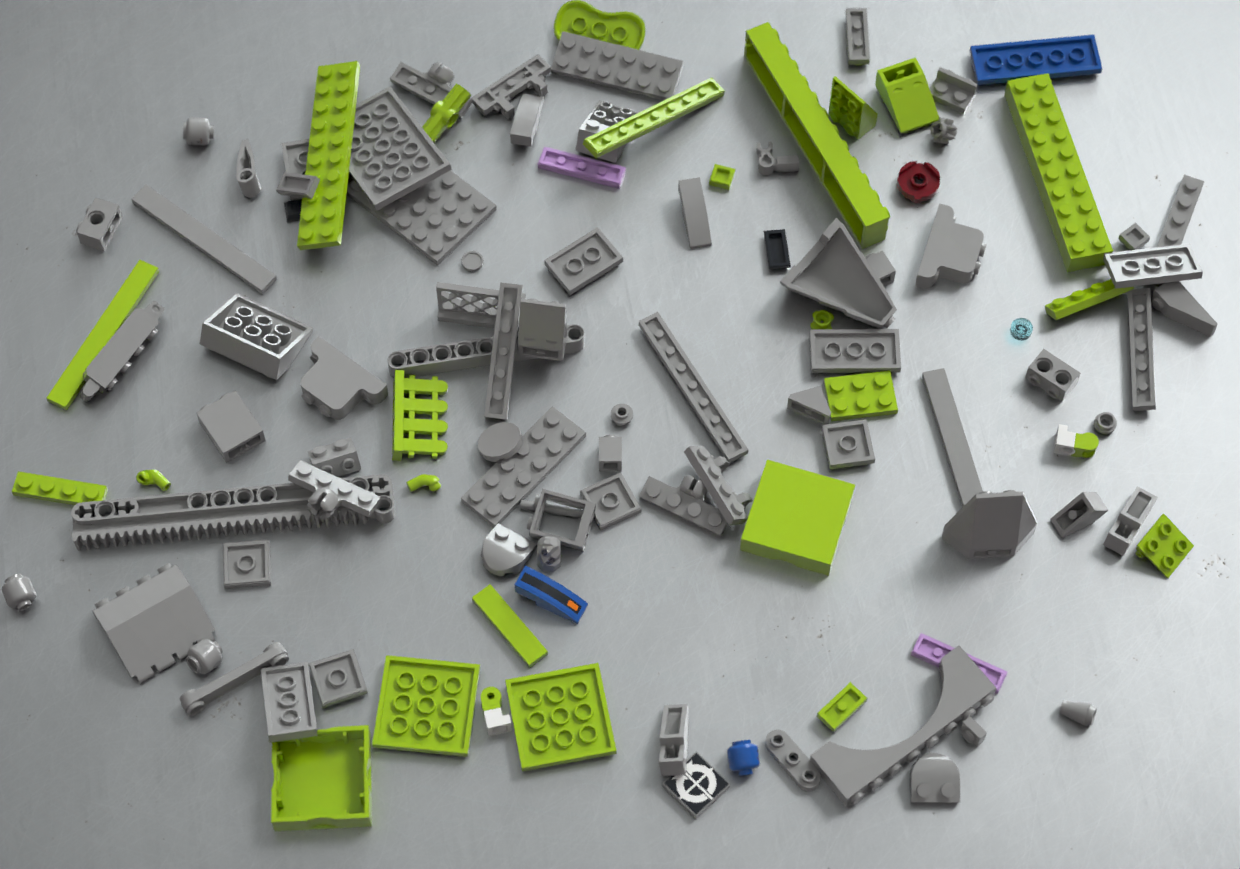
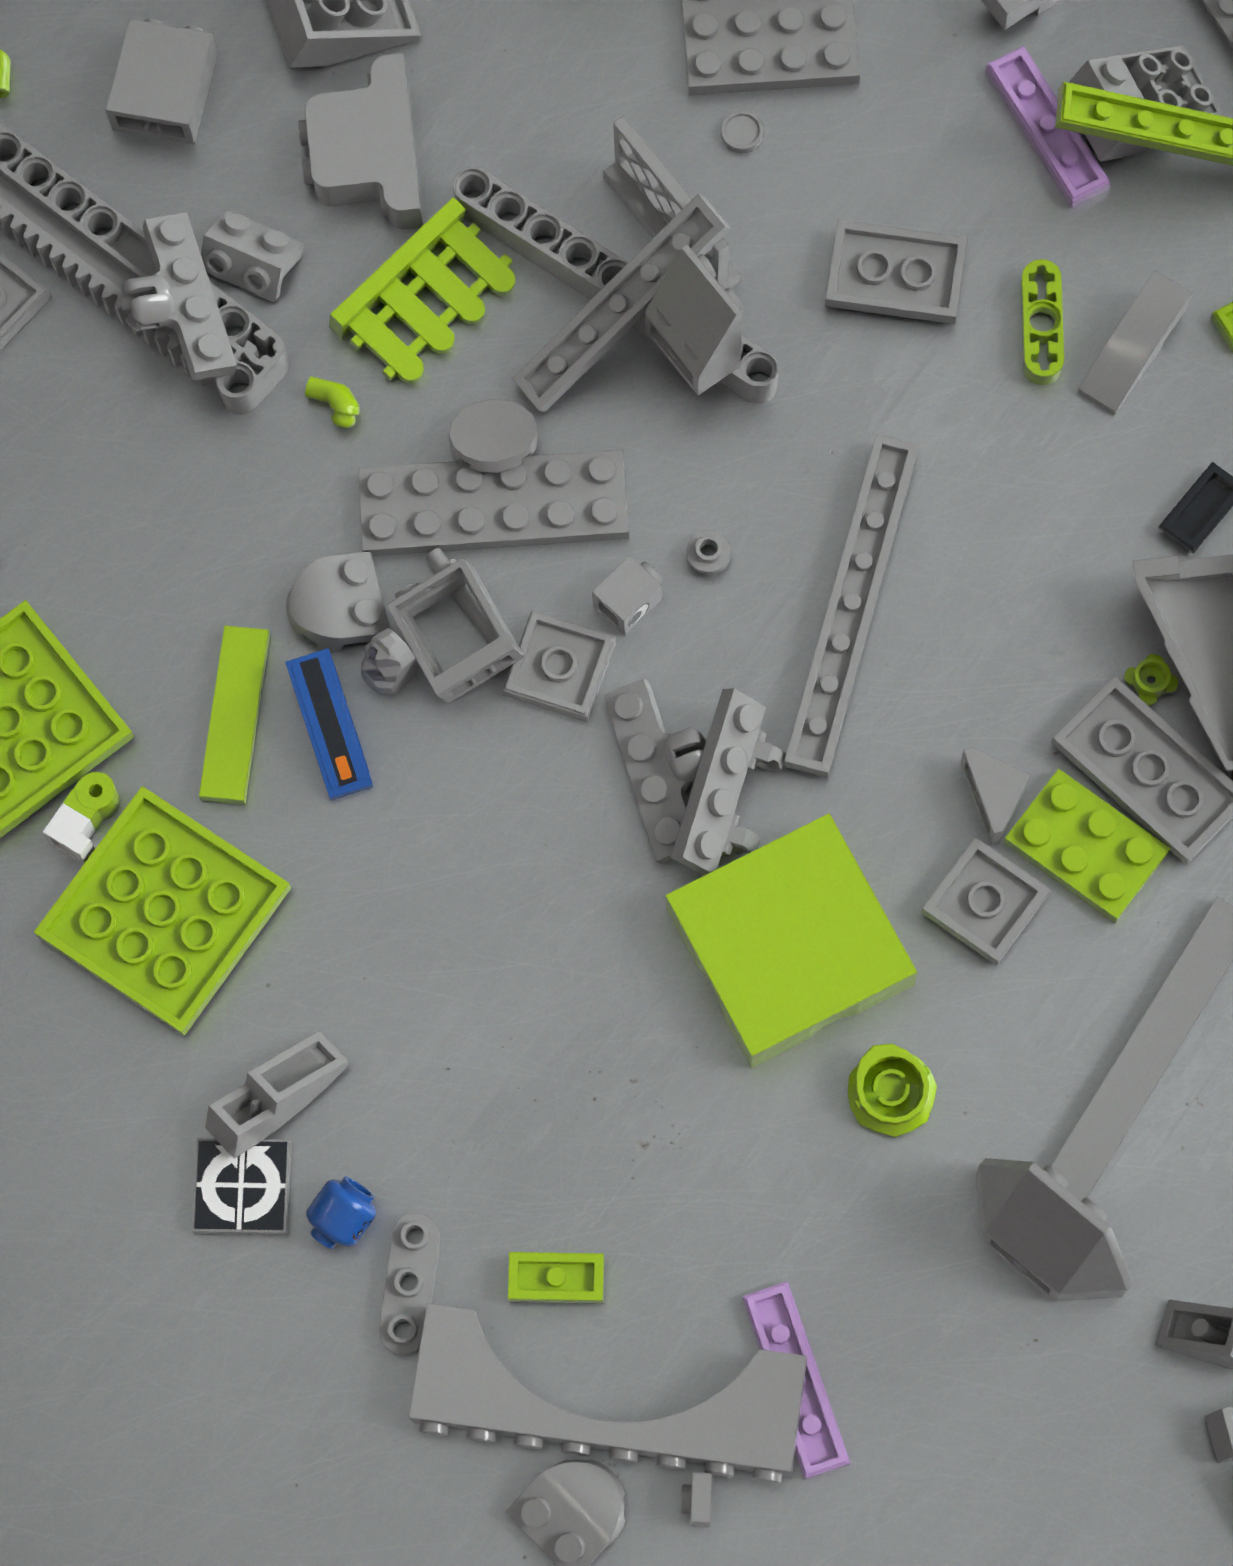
camera: 50 degrees right, 10 degrees up
(650, 225) = (1050, 305): none -> lime beam
(884, 536) = (891, 1090): none -> lime hat

